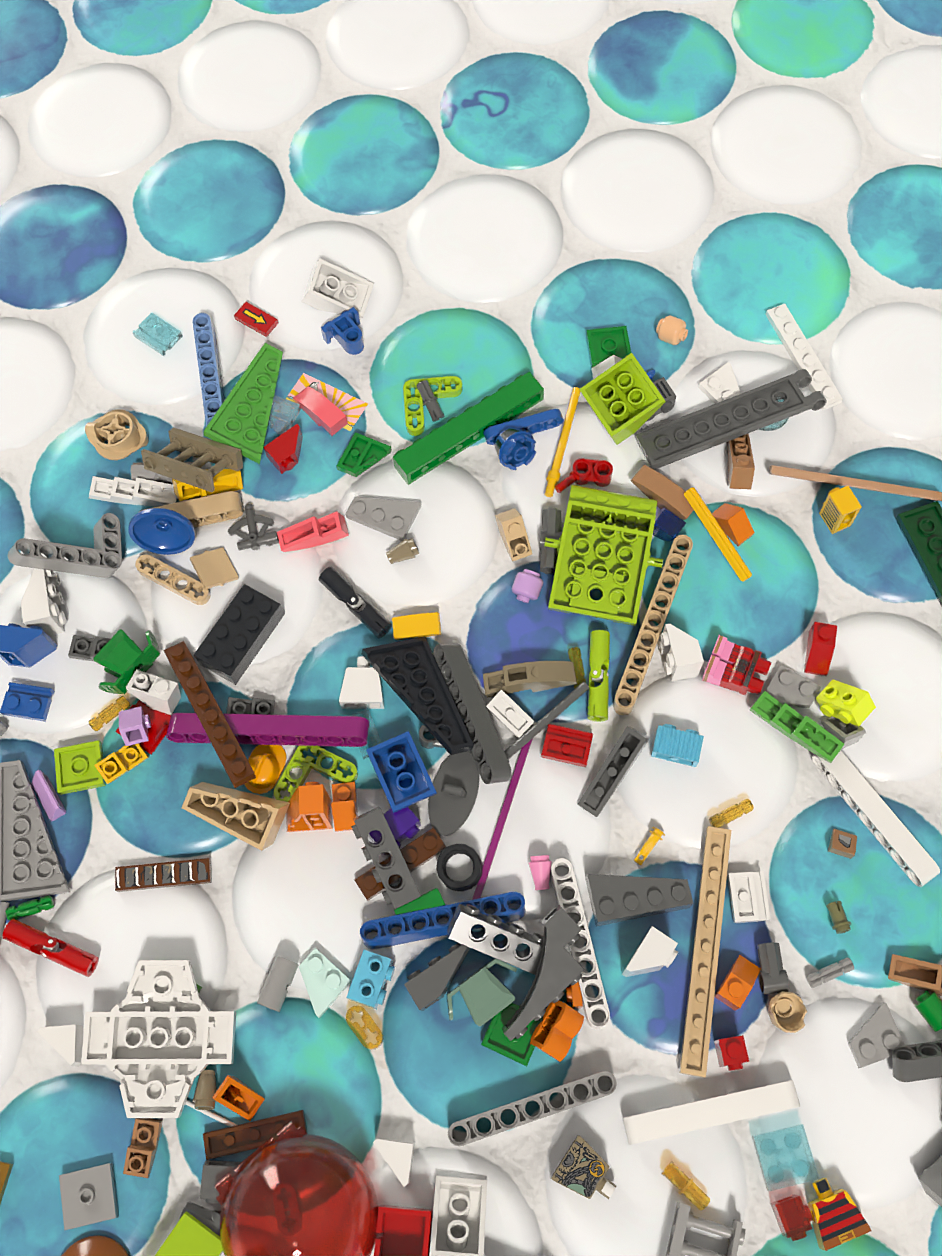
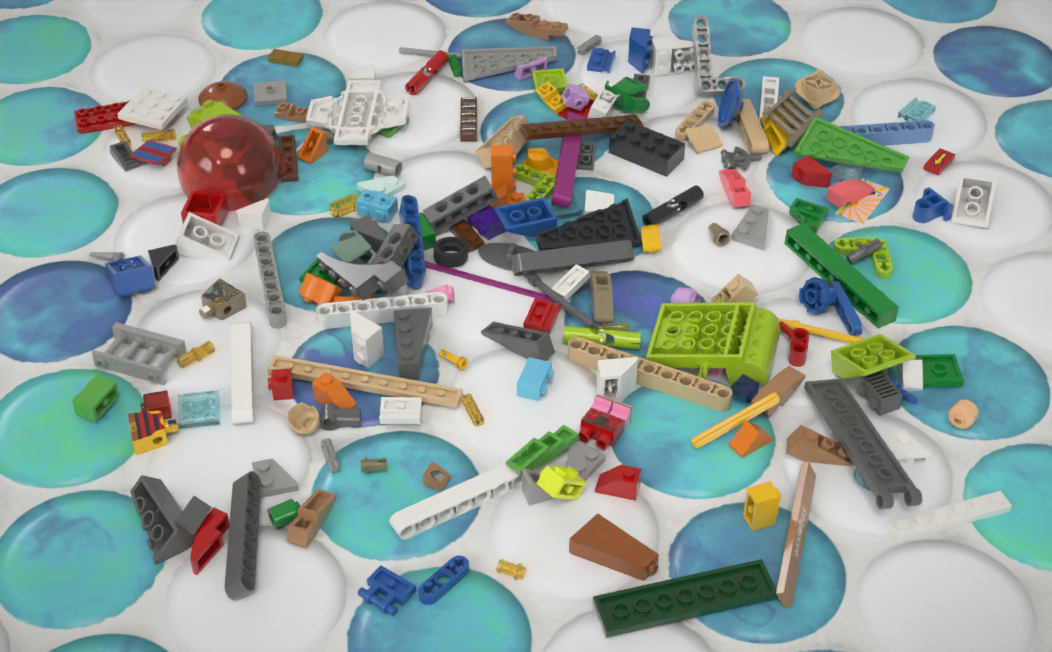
camera: 90 degrees right, 25 degrees down
(911, 653) = (613, 548): none -> dark orange slope

